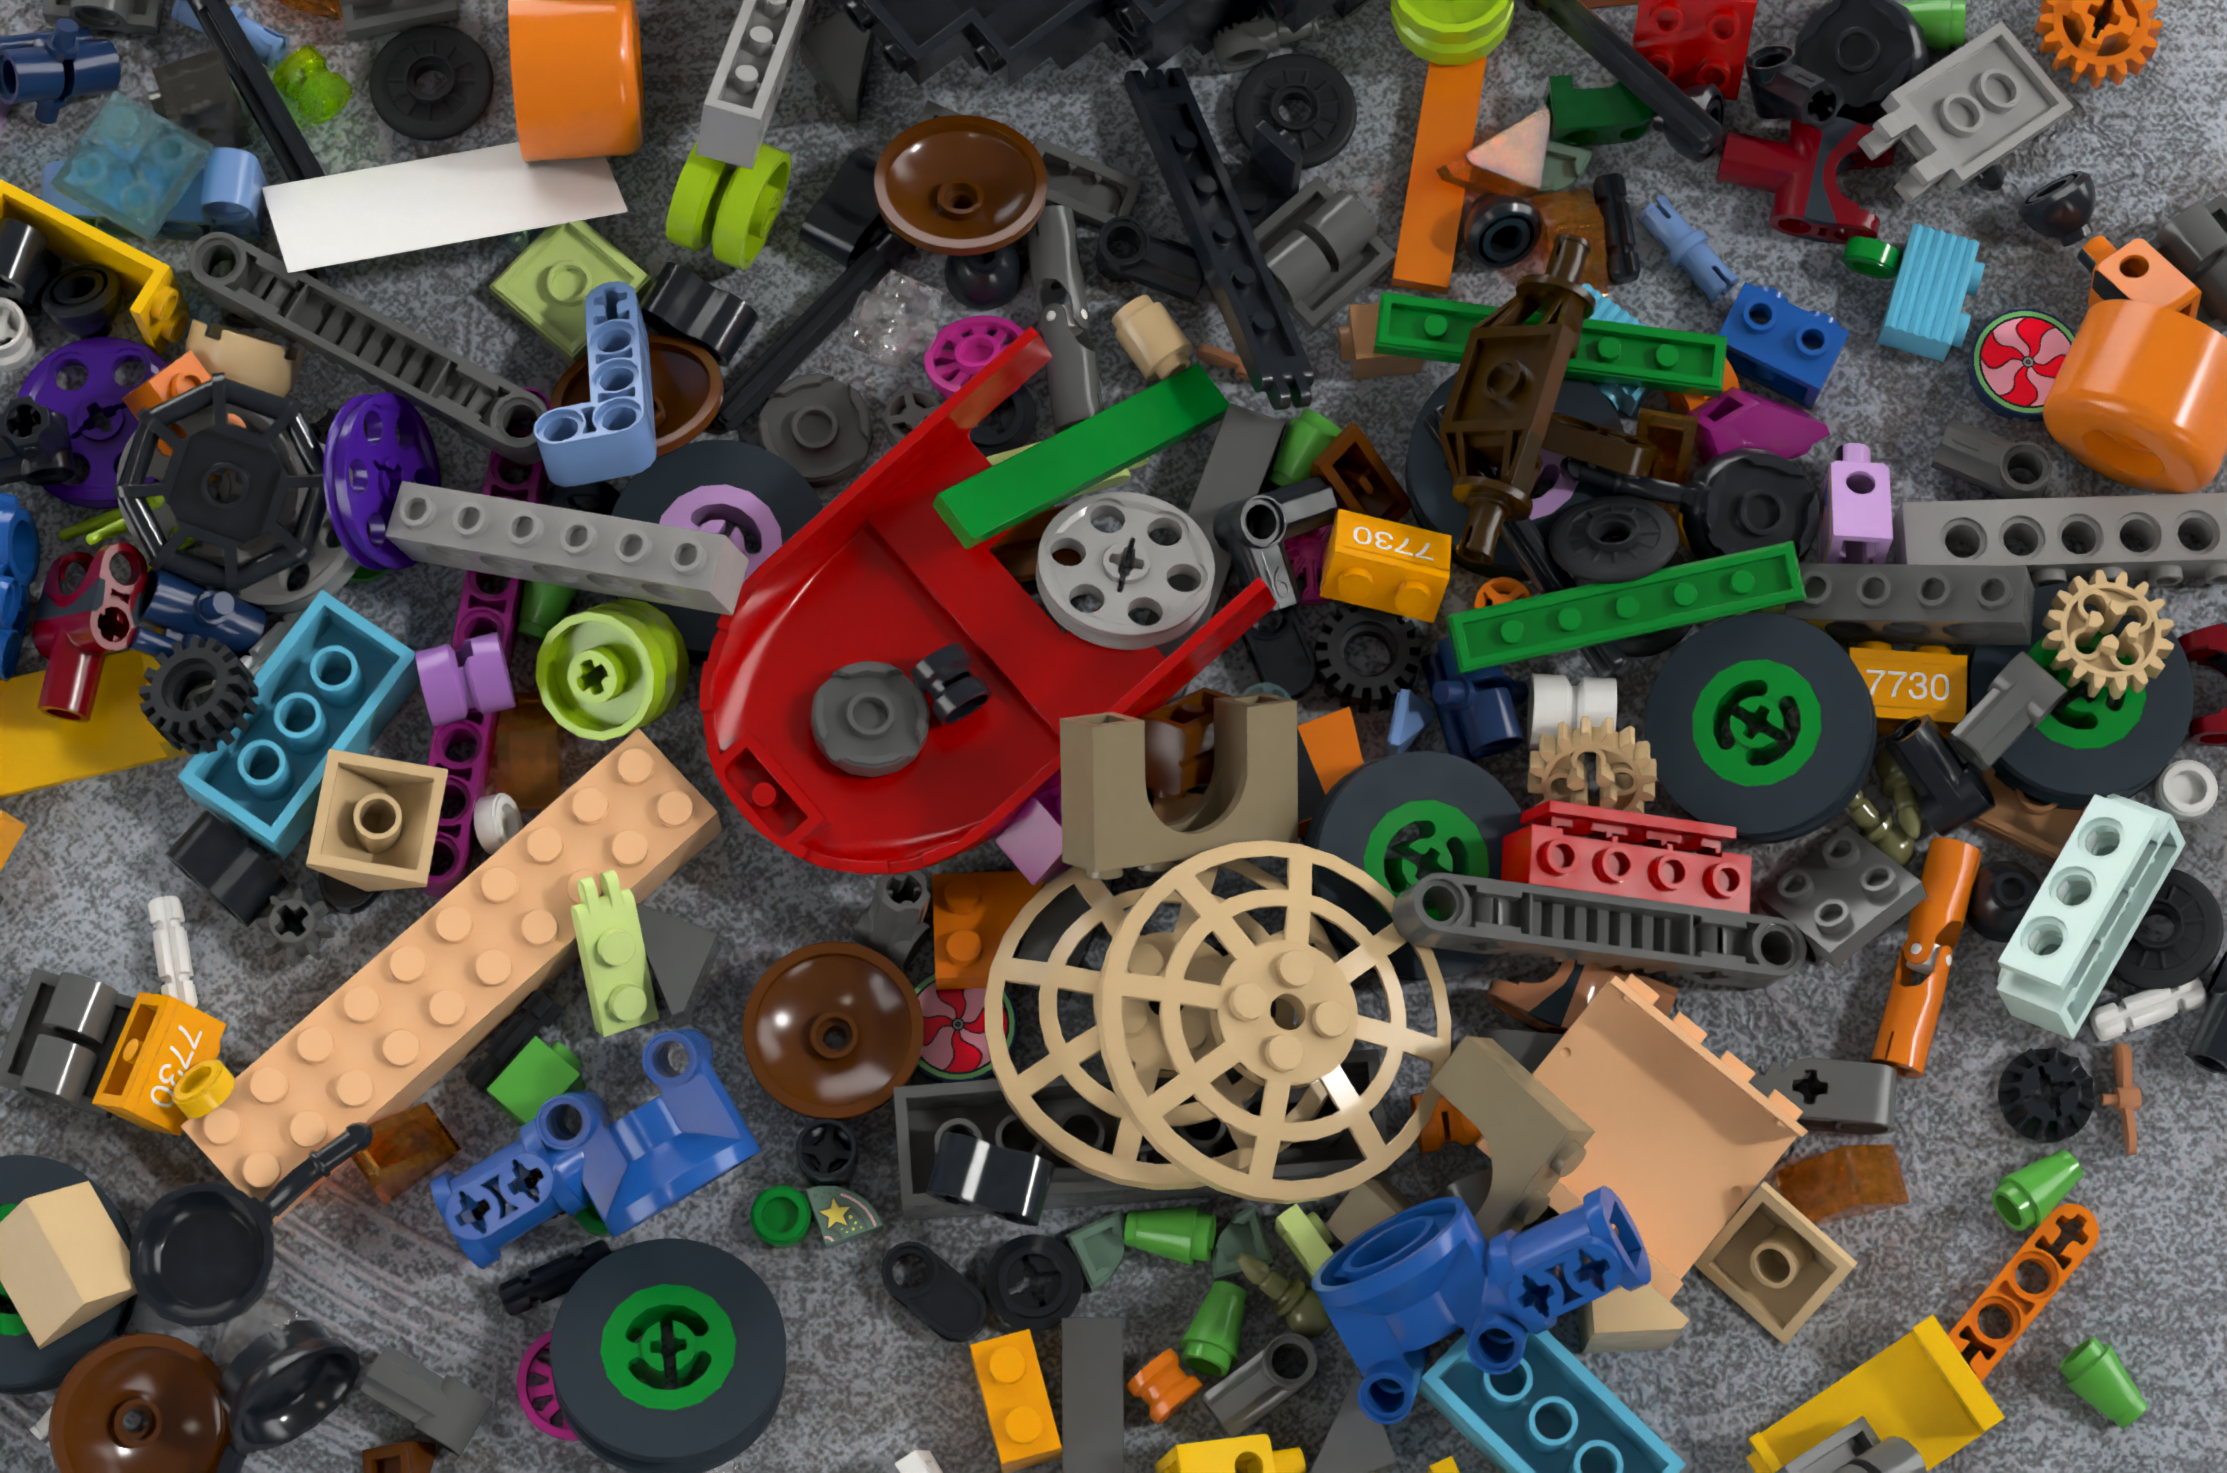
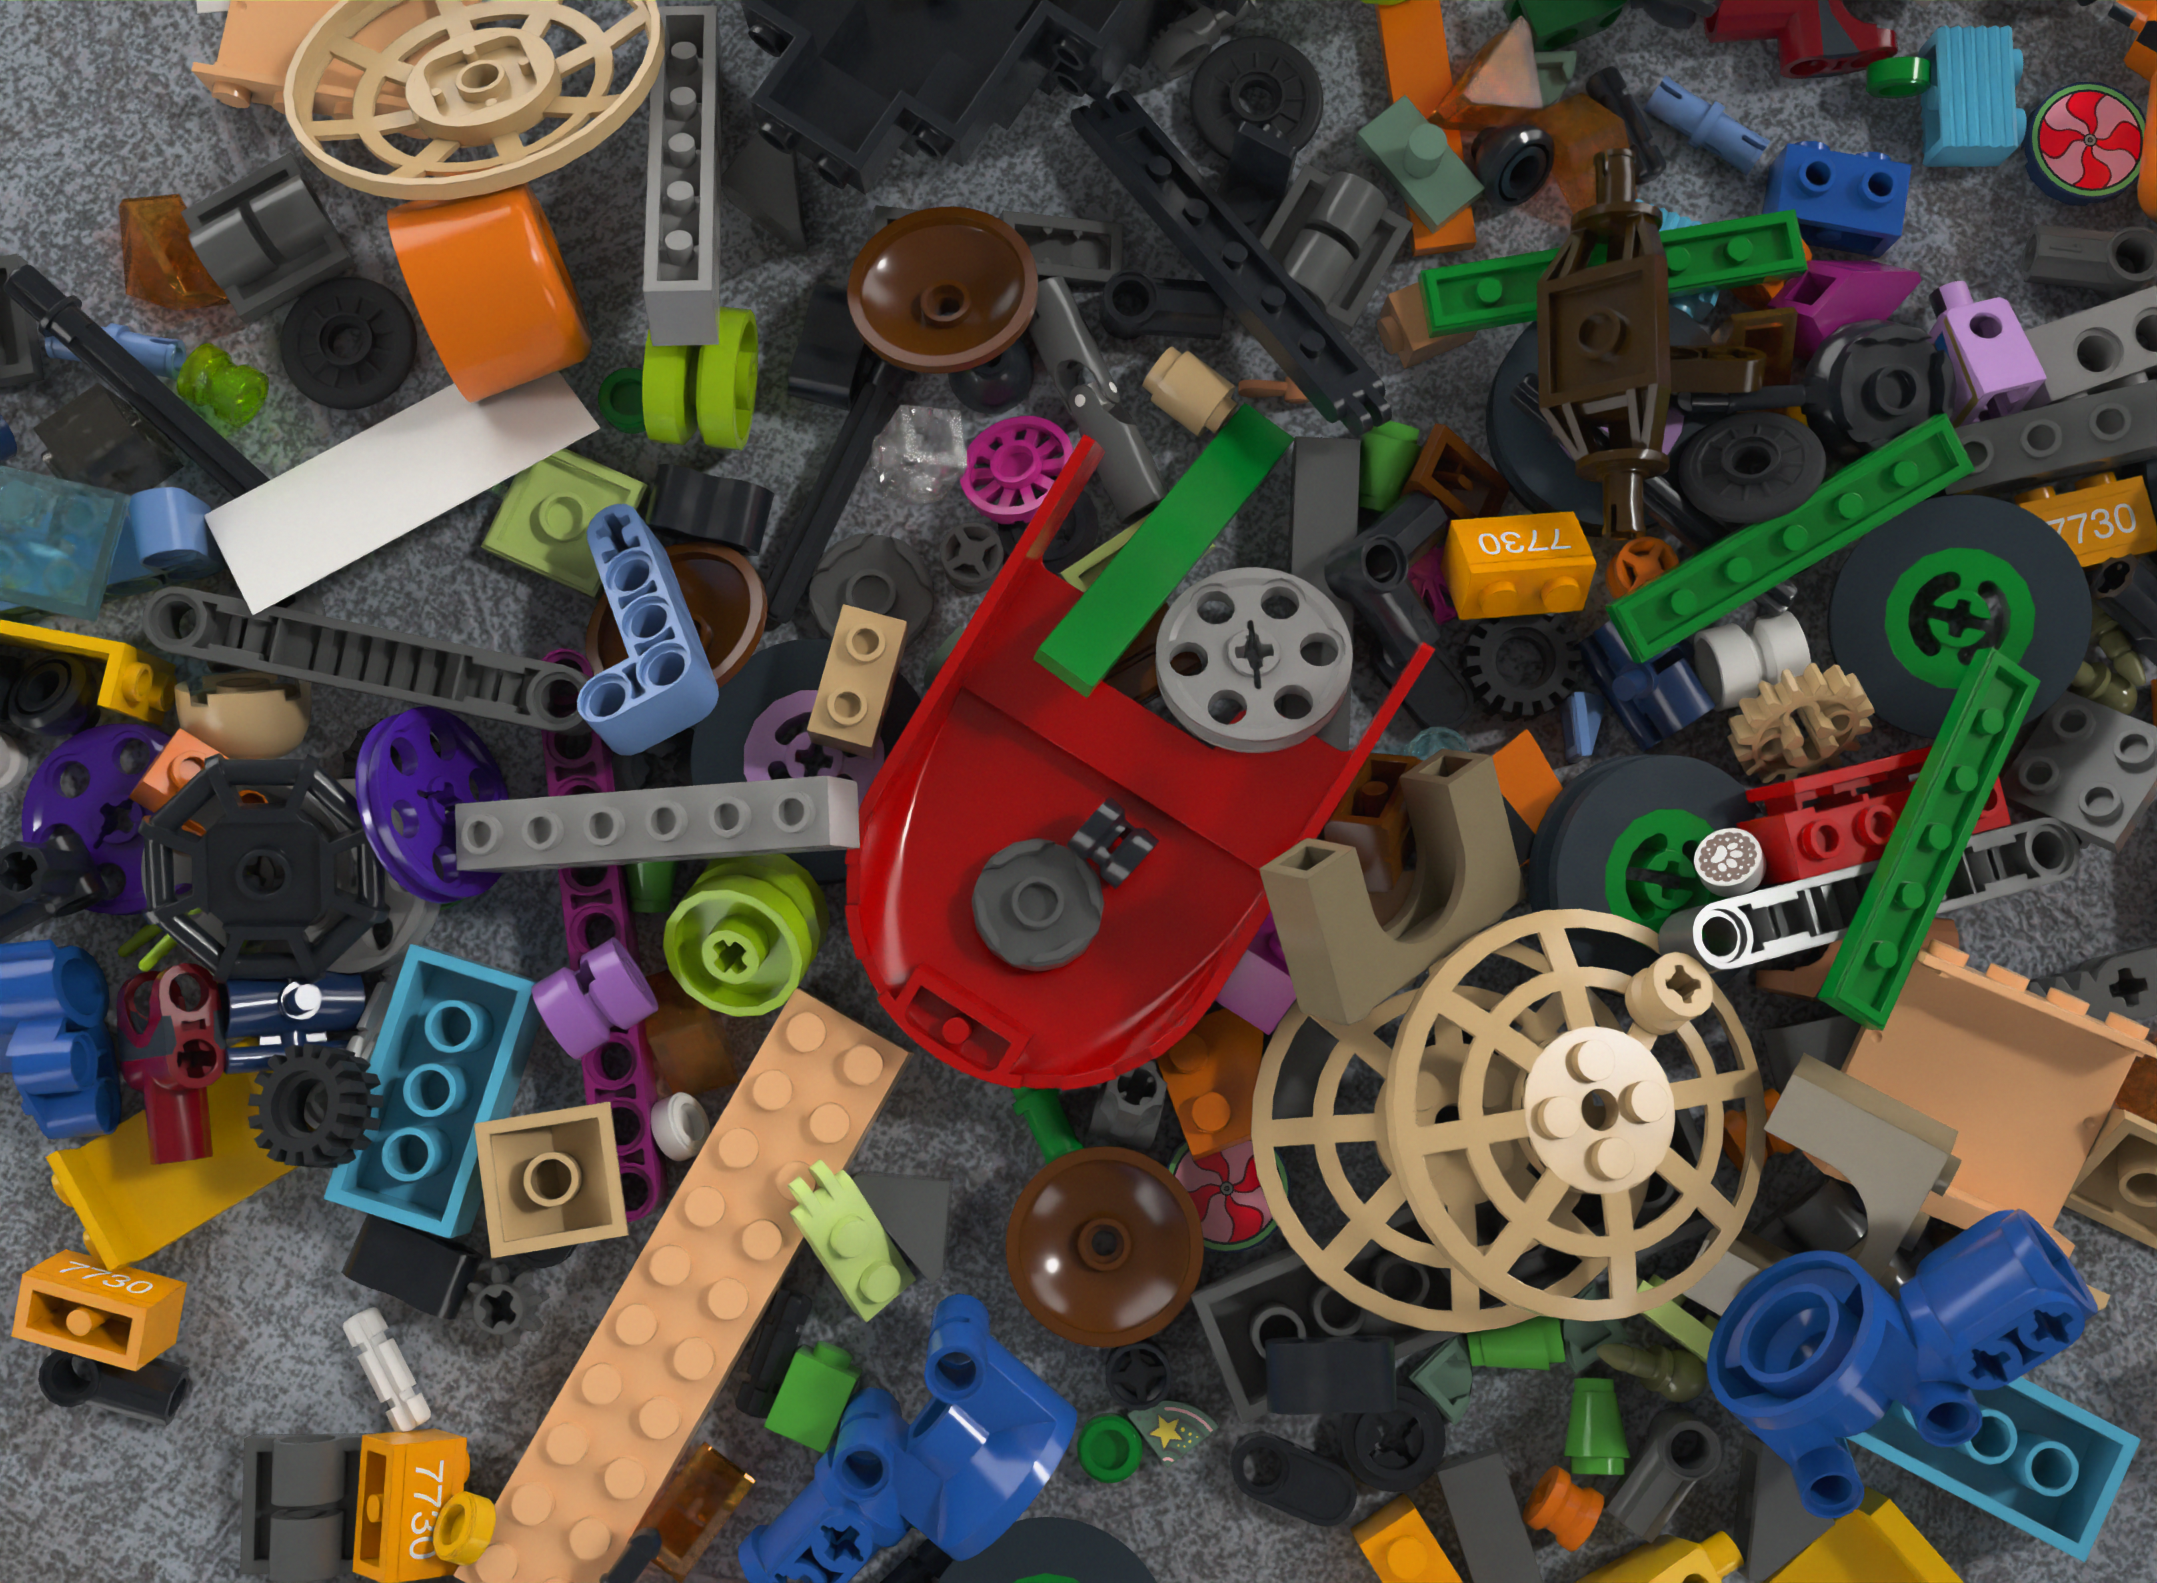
camera: 15 degrees left, 10 degrees up
(652, 201) = (622, 400): none -> green tile
(777, 487) = (858, 681): none -> tan brick
(817, 902) = (1046, 1121): none -> green pin
(1365, 938) = (1665, 1009): none -> tan wheel
(1417, 206) = (1419, 164): none -> sand green tile
(1482, 856) = (1730, 862): none -> tile
(1657, 888) = (1929, 839): none -> green tile

